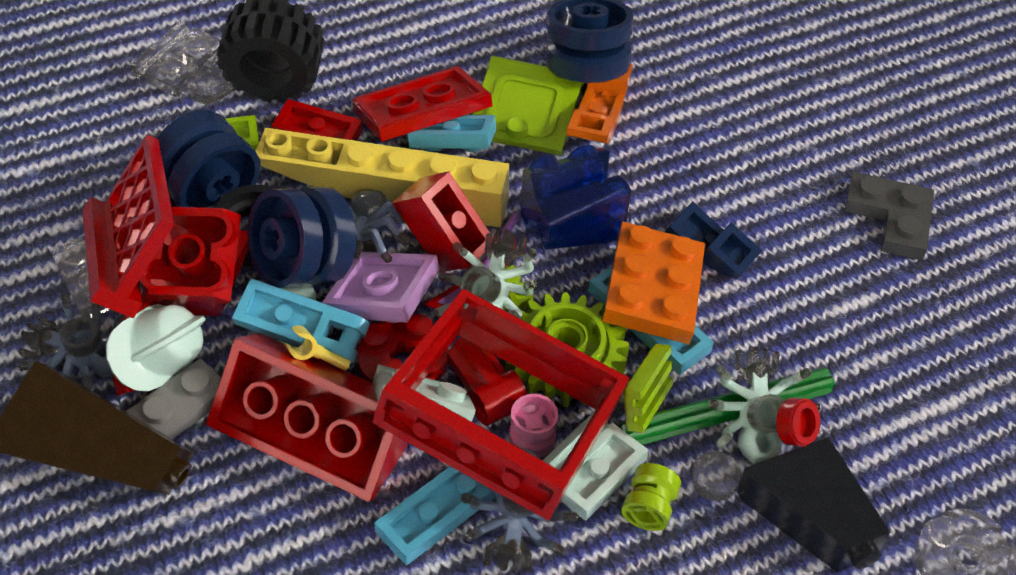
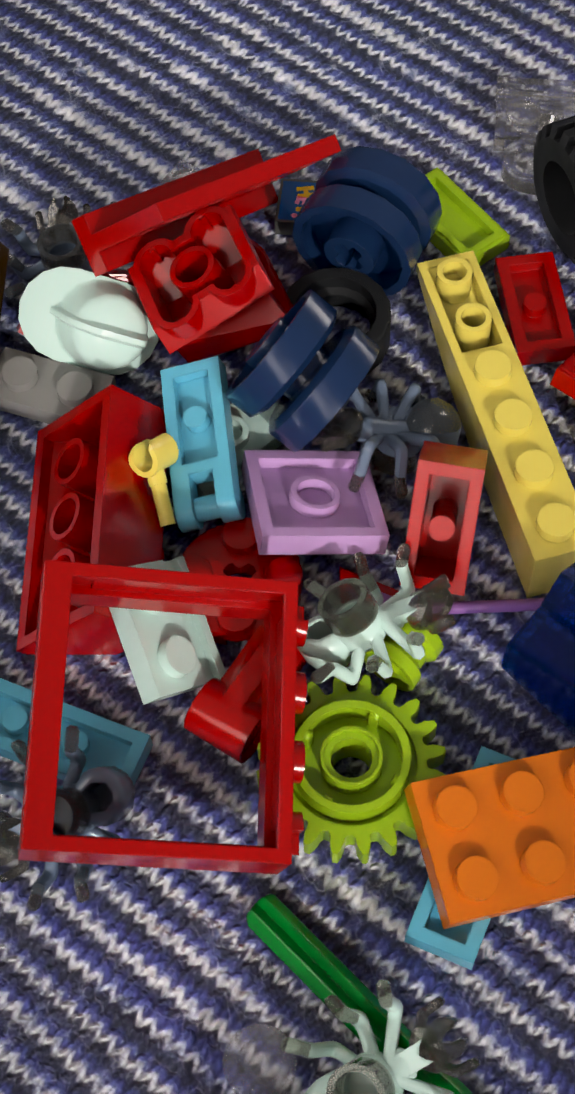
camera: 70 degrees right, 10 degrees up
(534, 423) = (203, 767): bright pink wheel -> none
(604, 469) = (182, 903): light aqua plate -> none
(648, 387) = (330, 903): lime tile -> none
(651, 496) = (166, 985): lime wheel -> none

